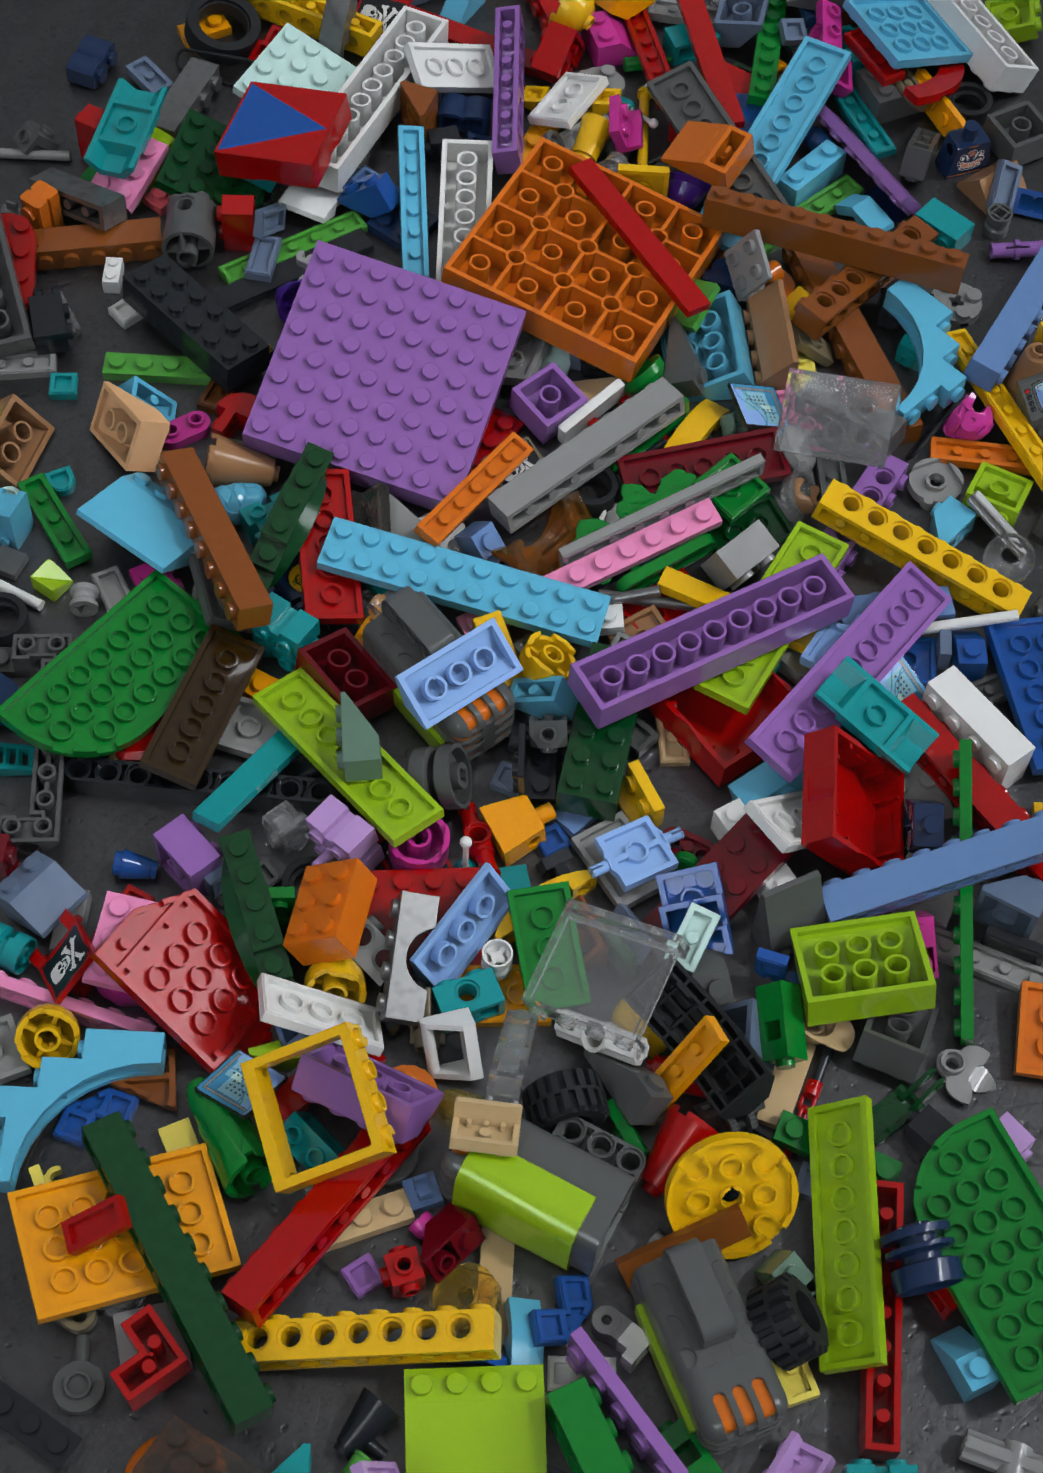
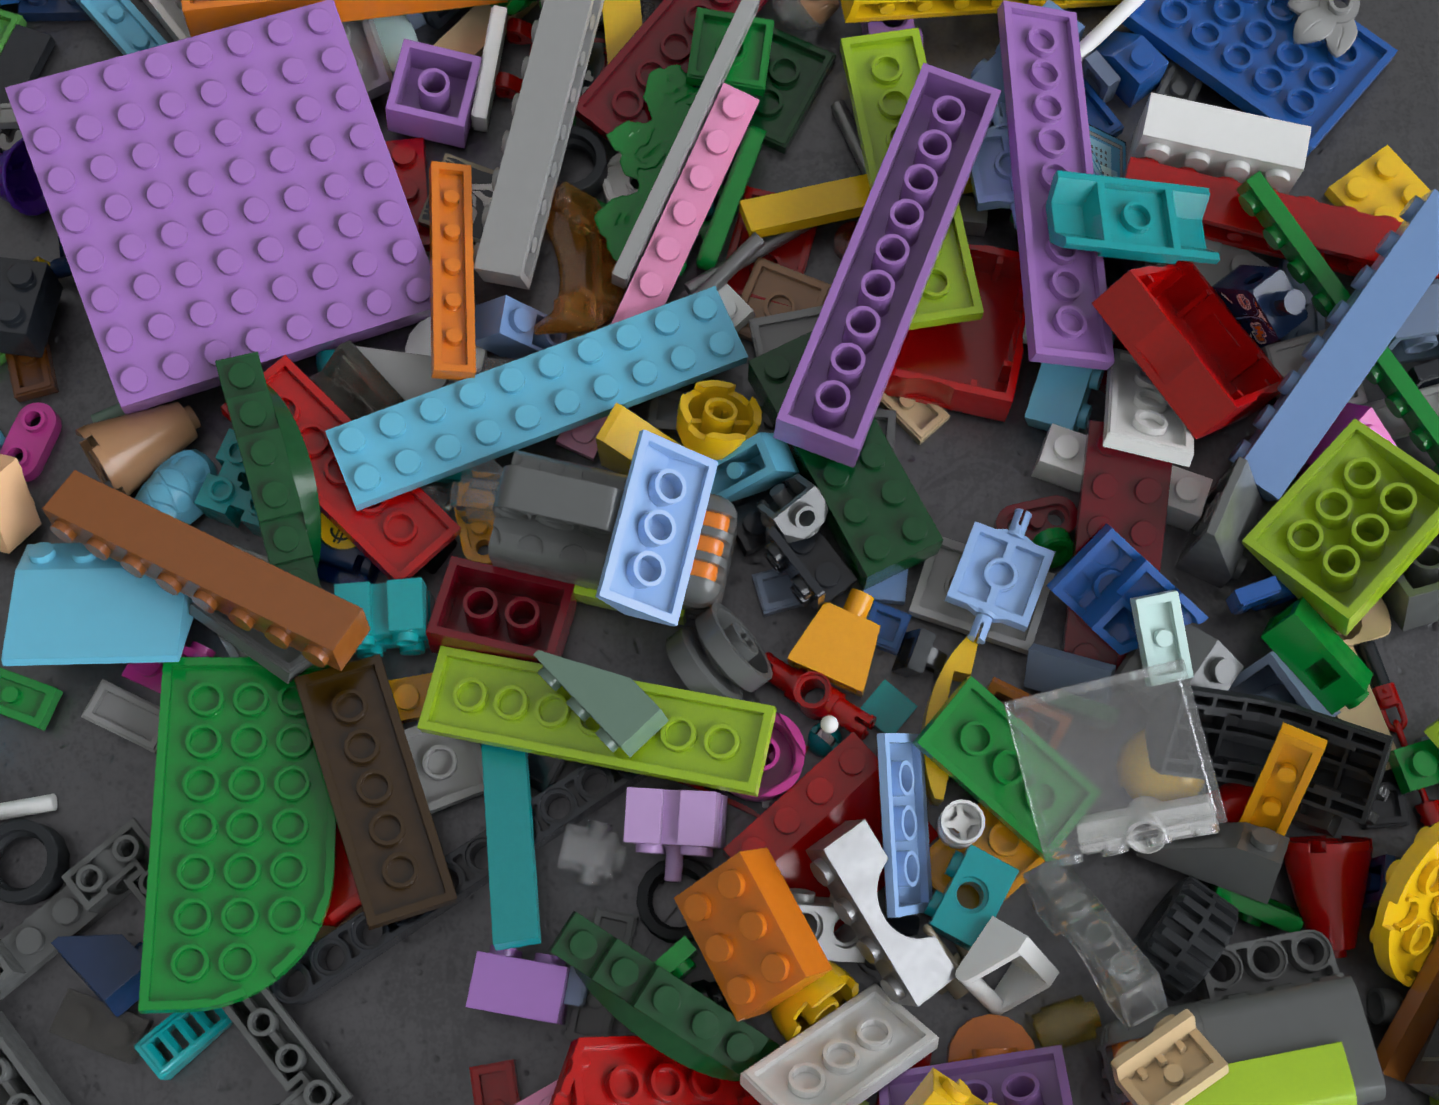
camera: 35 degrees left, 15 degrees up
(51, 580) = (39, 761): lime slope -> none
(84, 599) = (101, 756): light grey wheel -> none
(133, 866) = (457, 1042): blue cone -> none
(232, 413) = (73, 376): red brick -> none
(639, 796) = (948, 503): yellow bracket -> none
(741, 557) = (811, 128): light grey brick -> none

